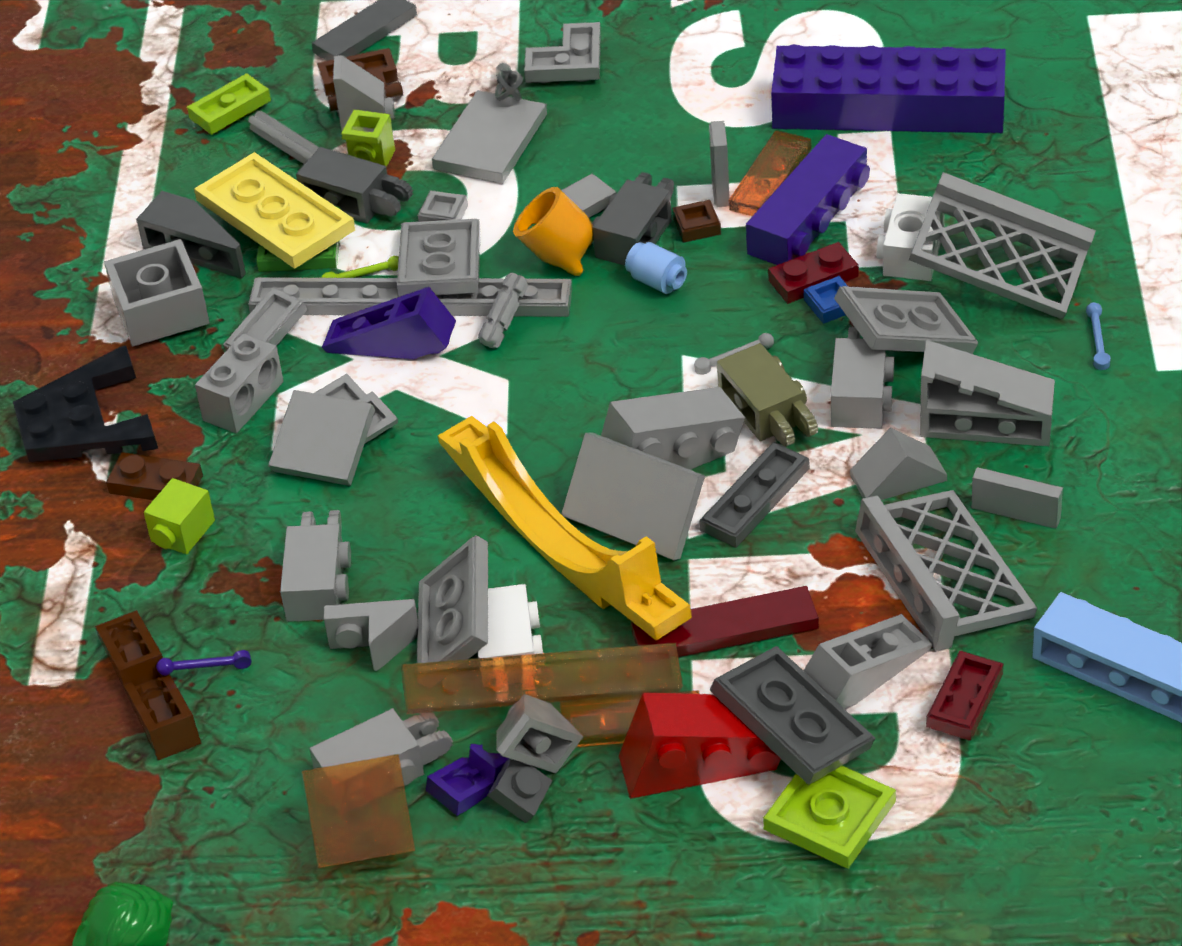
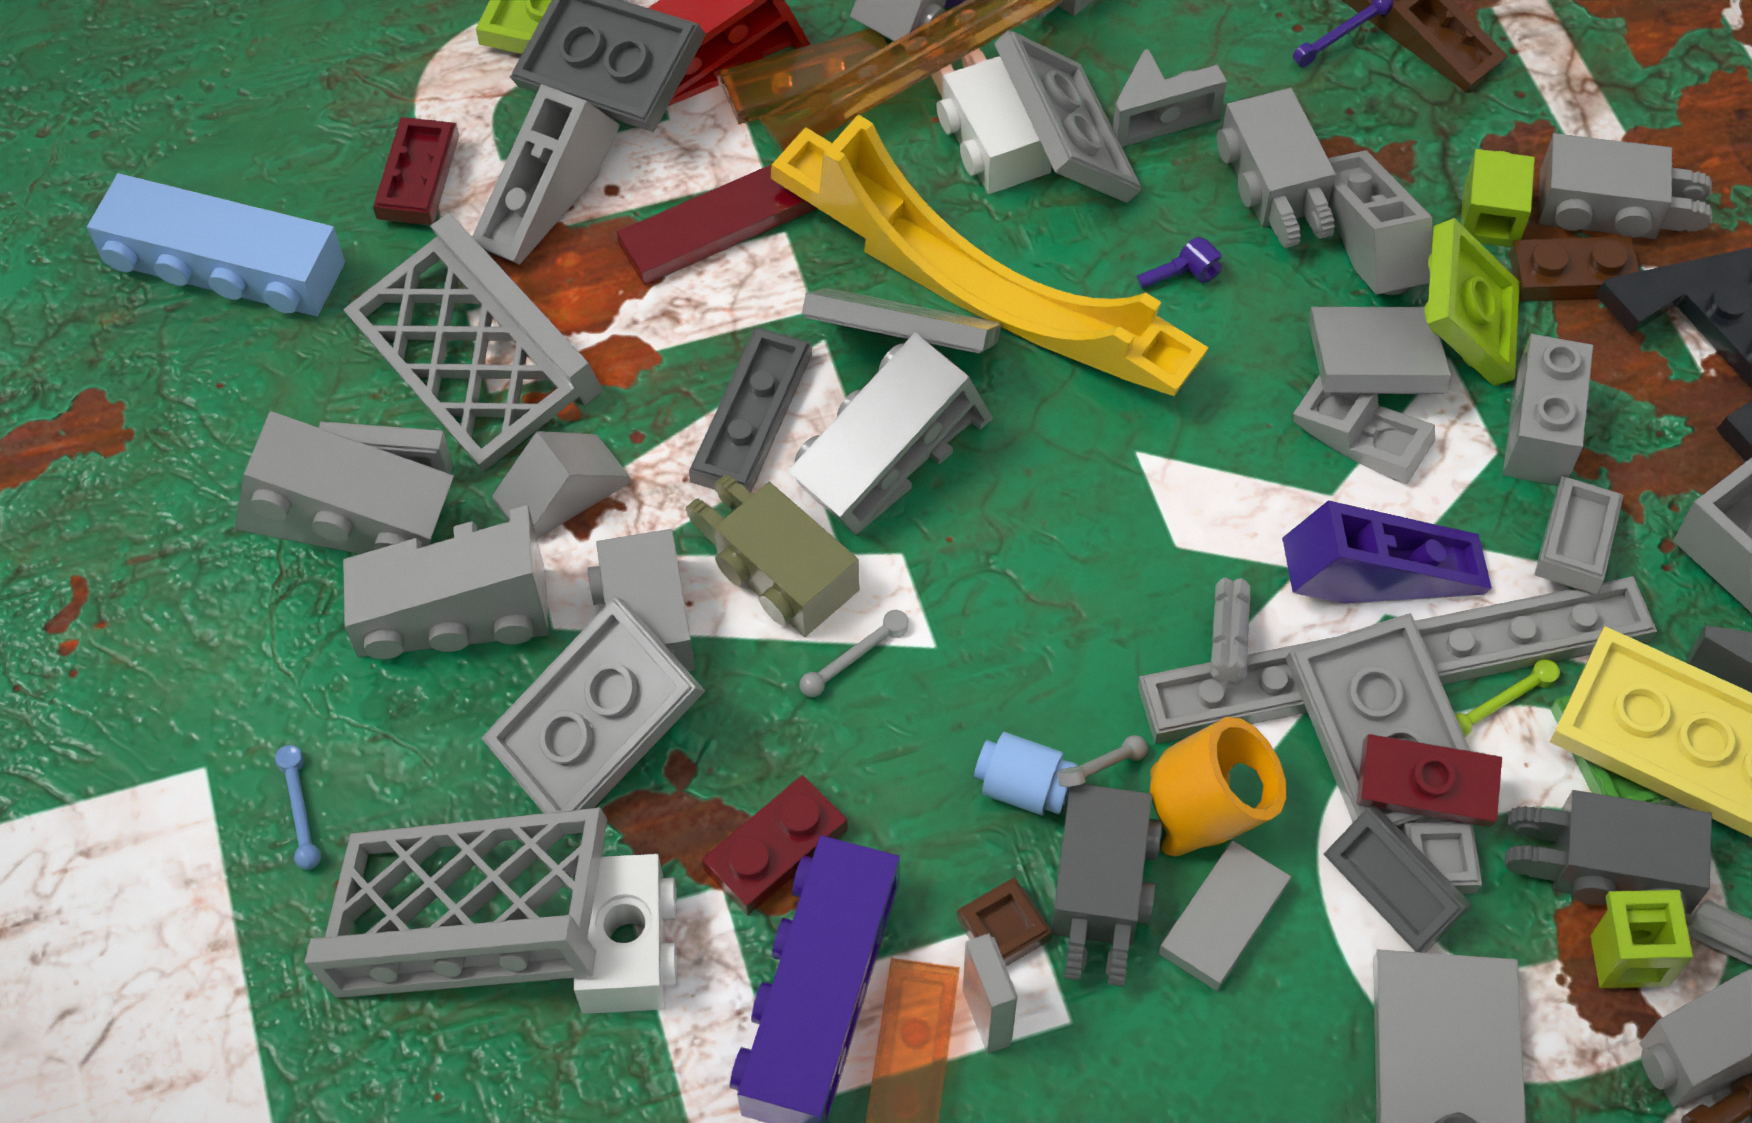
camera: 160 degrees right, 15 degrees up
(94, 507) = (1619, 188): none -> light grey hinge
(246, 440) = (1473, 302): none -> lime plate
(271, 507) = (1380, 225): none -> light grey slope
(406, 529) = (1196, 256): none -> dark purple hand
(433, 220) = (1429, 780): none -> dark red plate
(474, 195) = (1397, 879): none -> dark grey tile
(634, 235) = (1133, 749): none -> light grey hinge
(821, 299) = (730, 791): blue tile -> none
(1060, 455) = (336, 490): none -> light grey wedge

